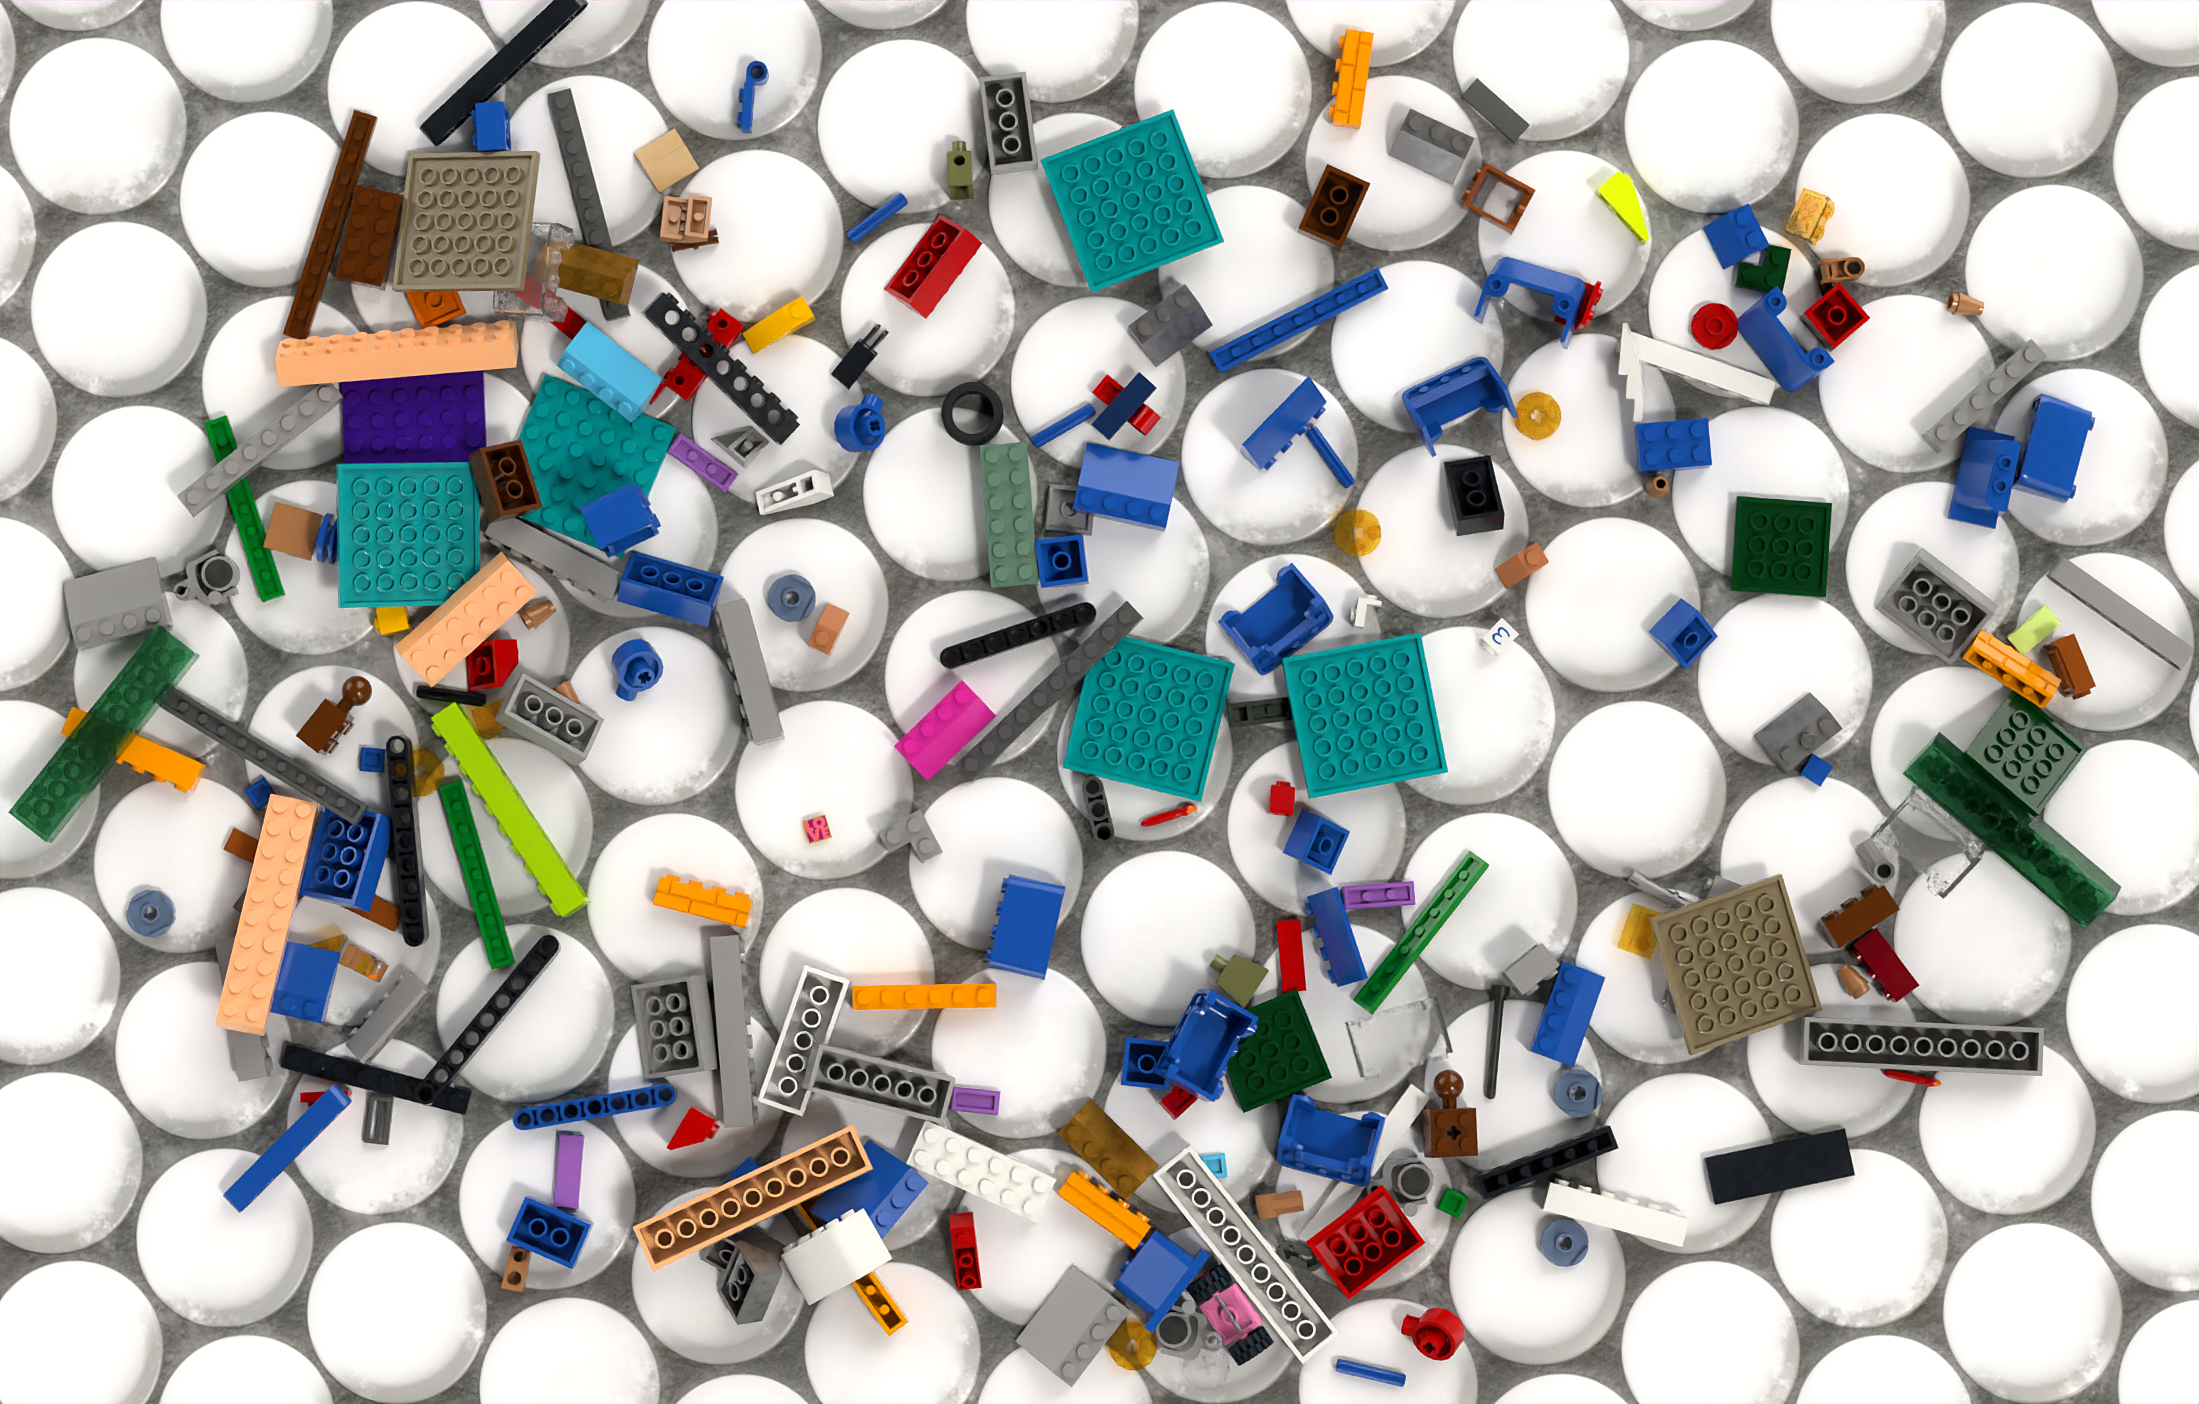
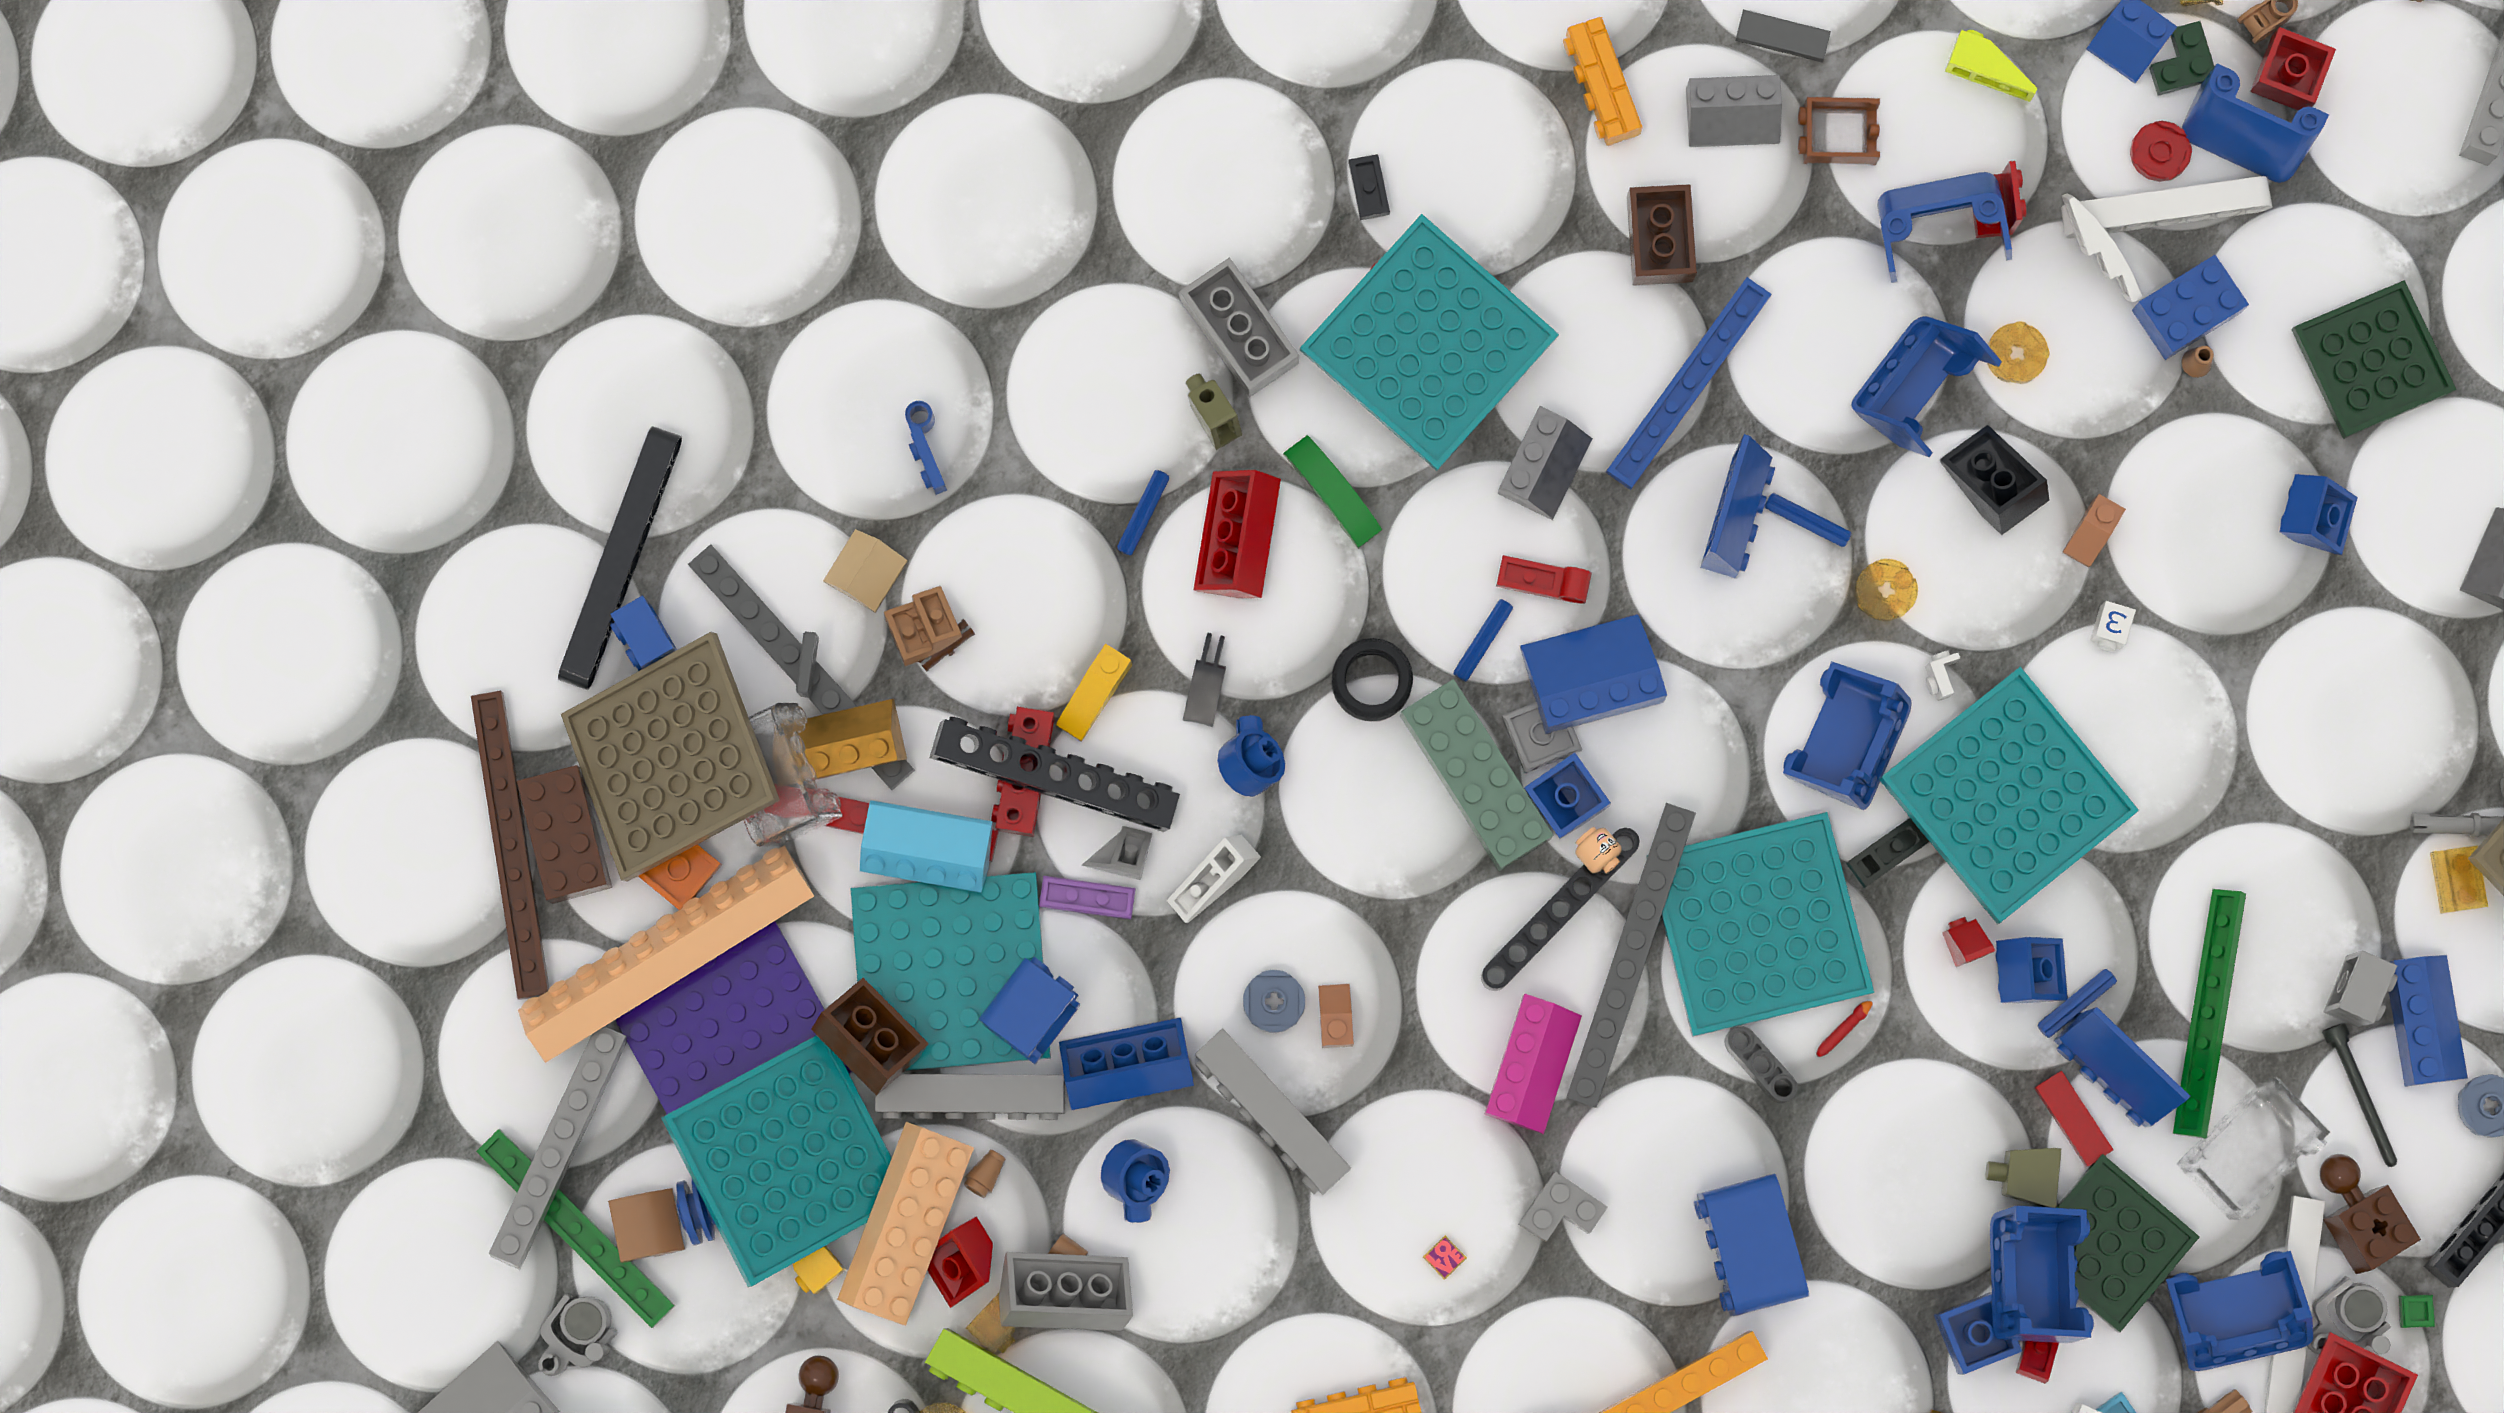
camera: 25 degrees left, 5 degrees down
(451, 696) = (932, 1323): black axle -> none
(592, 206) = (807, 664): none -> dark grey tile
(1015, 270) = (1333, 490): none -> green slope
(1062, 609) = (1598, 850): none -> light nougat head
(1124, 406) = (1543, 581): dark blue tile -> none
(1150, 70) = (1369, 187): none -> black plate
(1335, 880) = (2077, 1003): none -> blue axle
(1378, 895) = (2139, 992): medium lavender tile -> none

